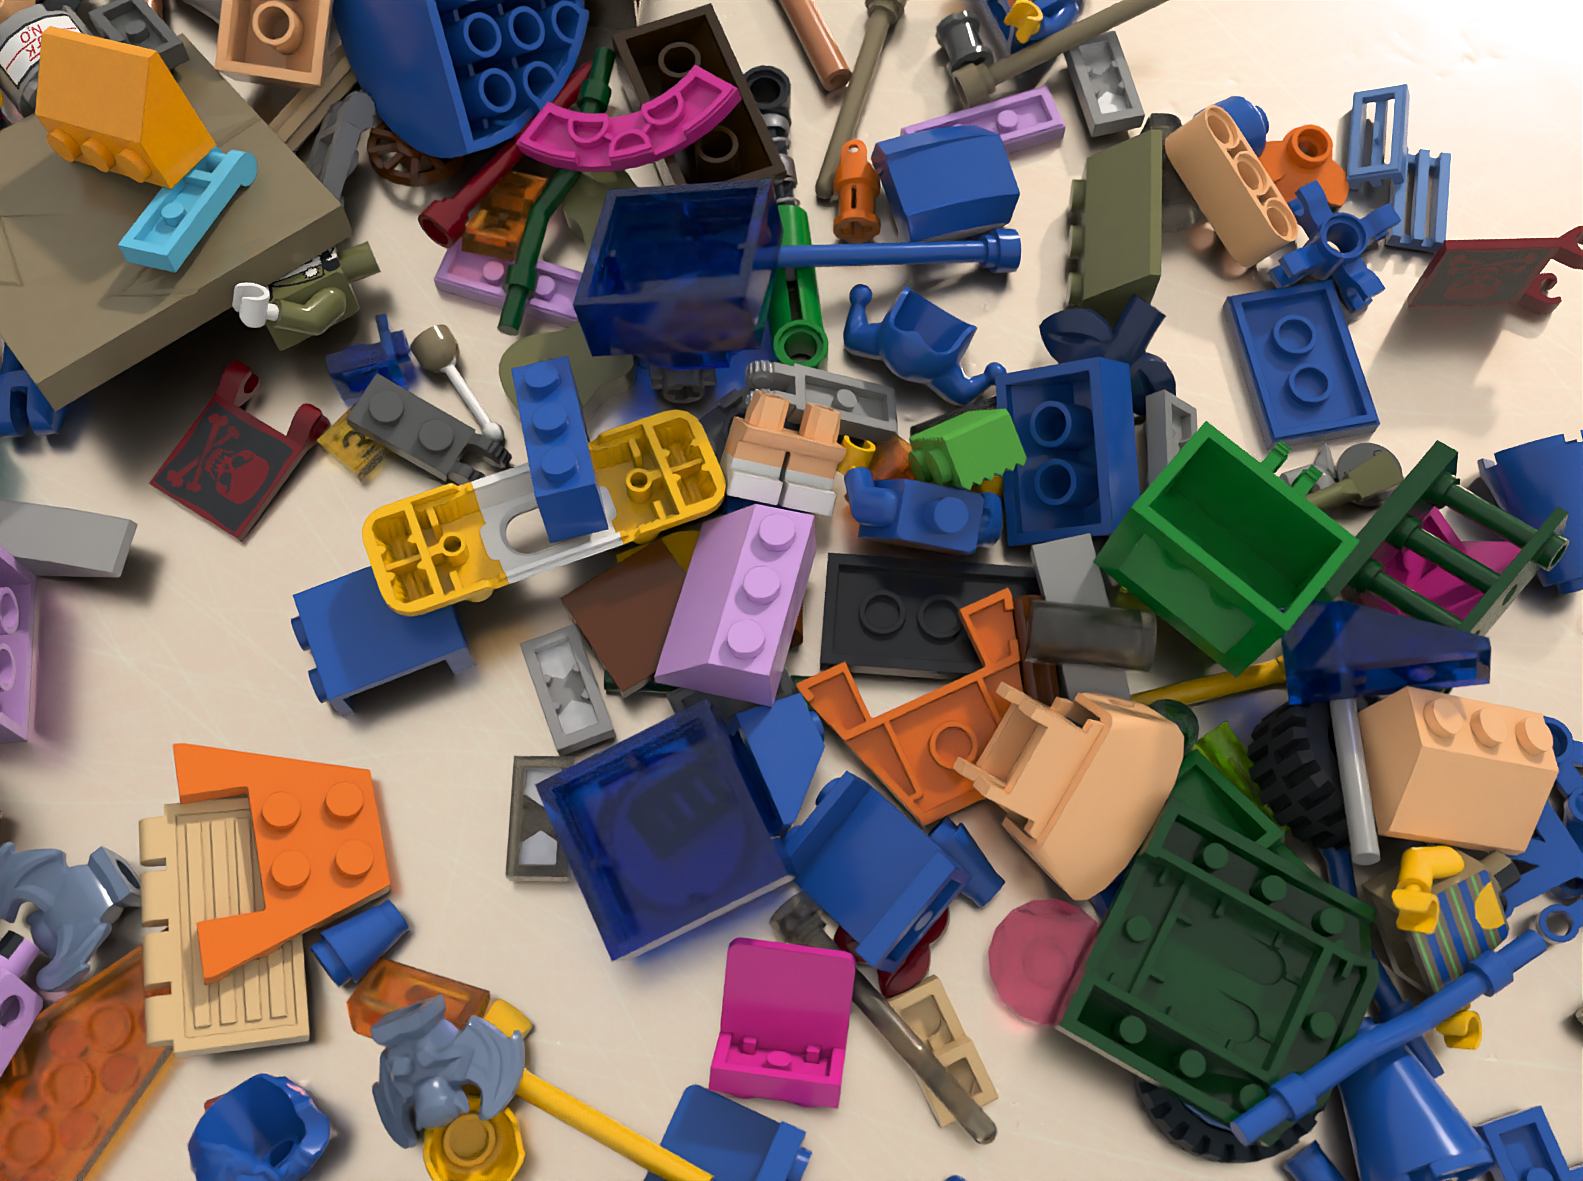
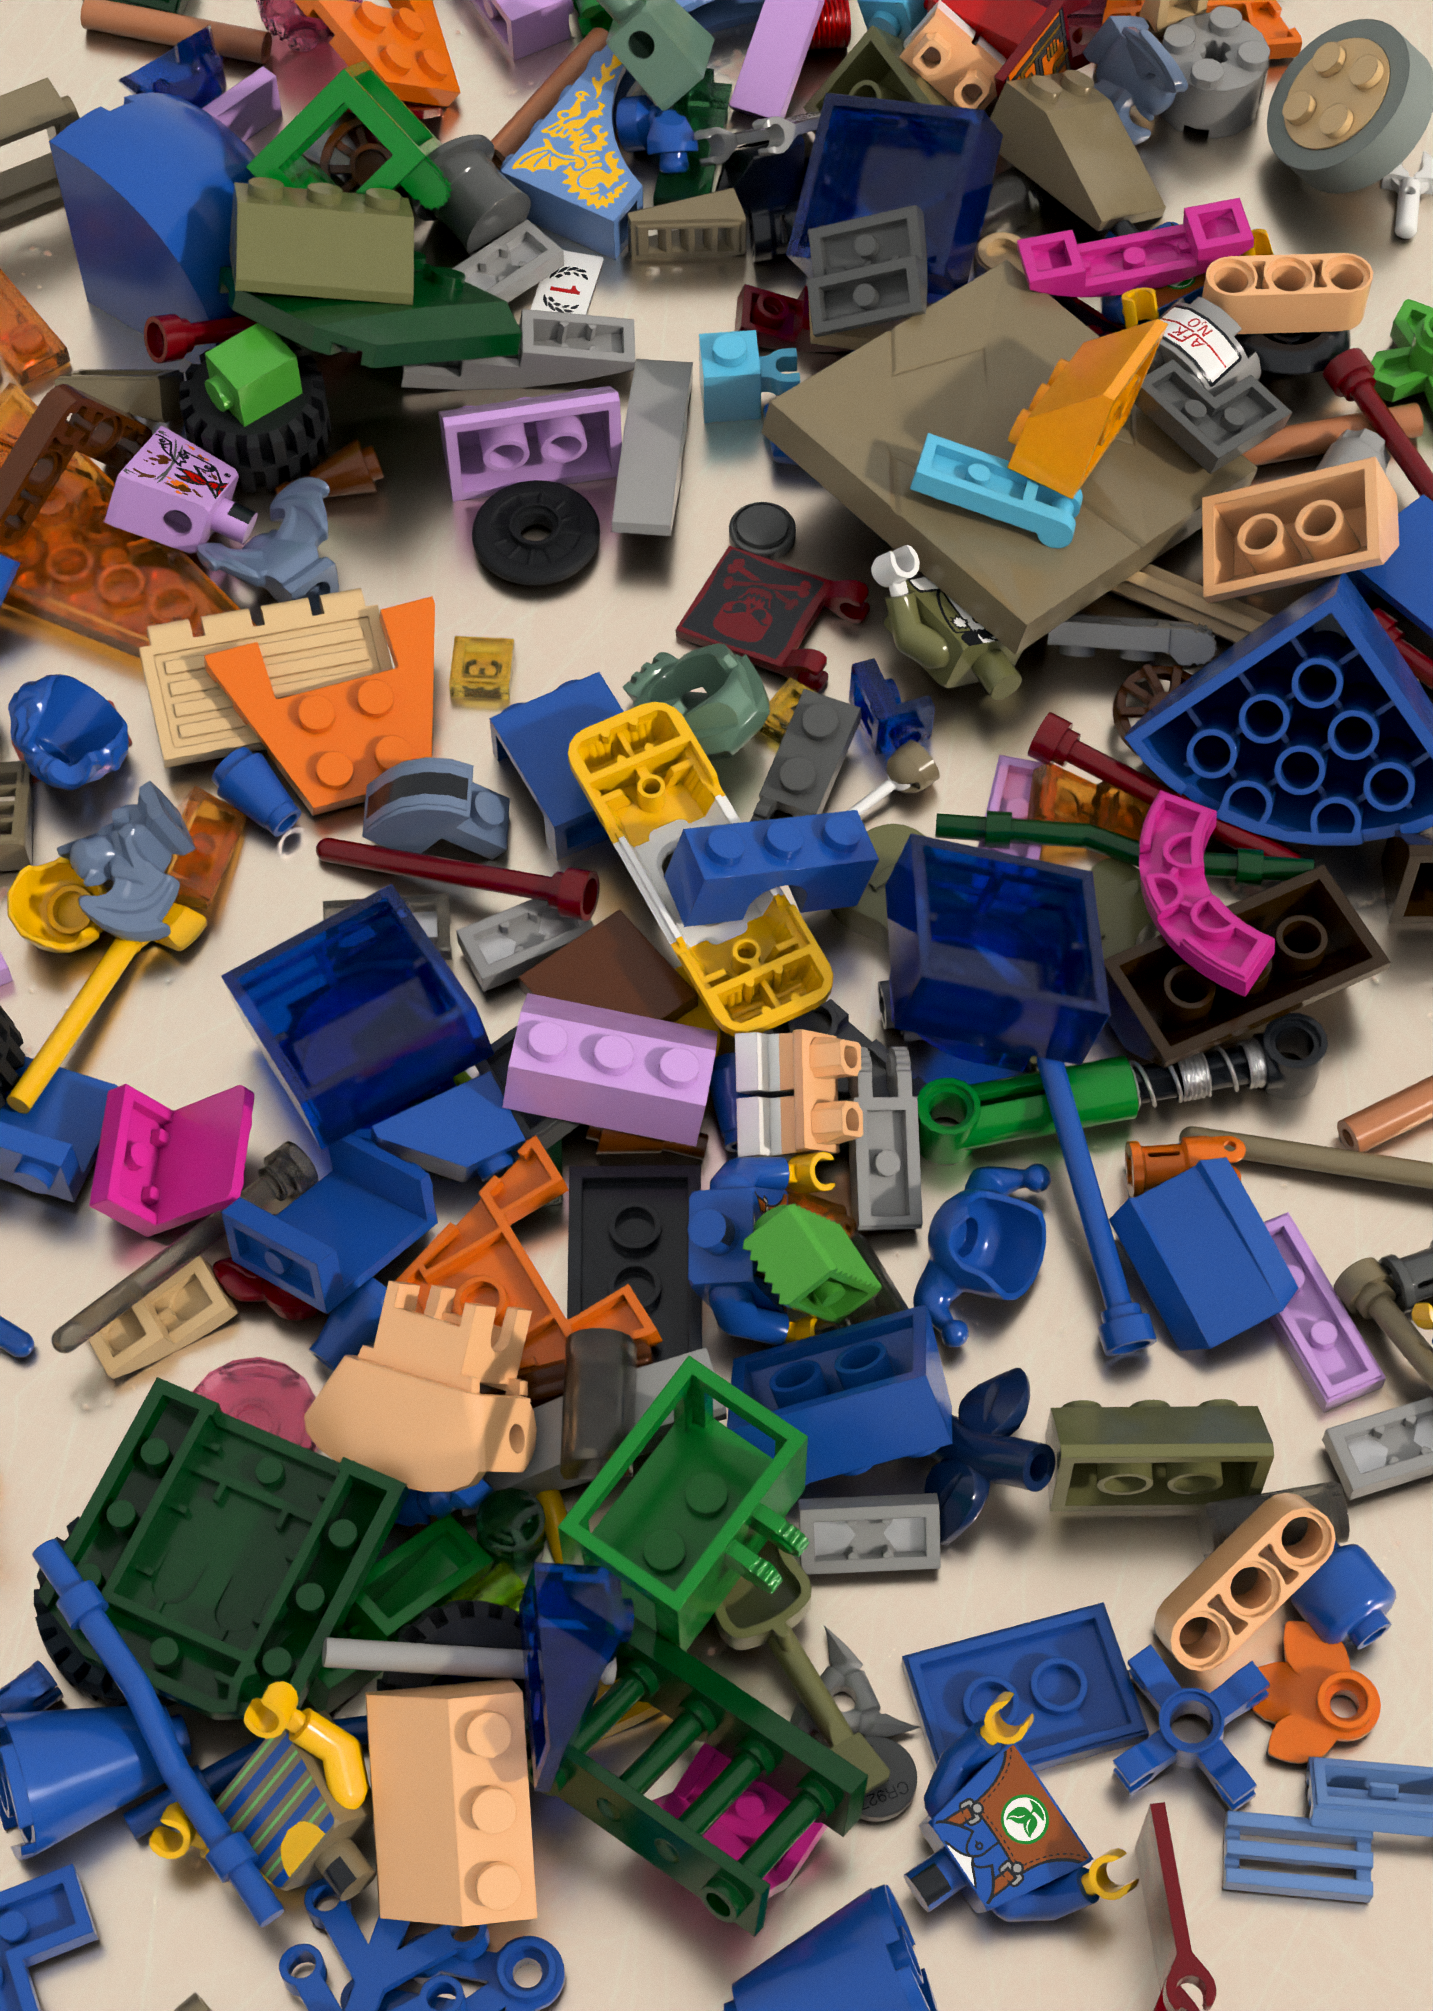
camera: 85 degrees right, 10 degrees down
(115, 683) = (539, 562): none -> black wheel
(135, 454) = (763, 530): none -> dark grey piece
(244, 719) = (482, 667): none -> clear yellow tile
(327, 510) = (723, 716): none -> sand green helmet
(415, 765) = (434, 800): none -> sand blue brick
(538, 641) = (569, 892): none -> dark red piece
(1433, 375) = (1003, 1833): none -> torso

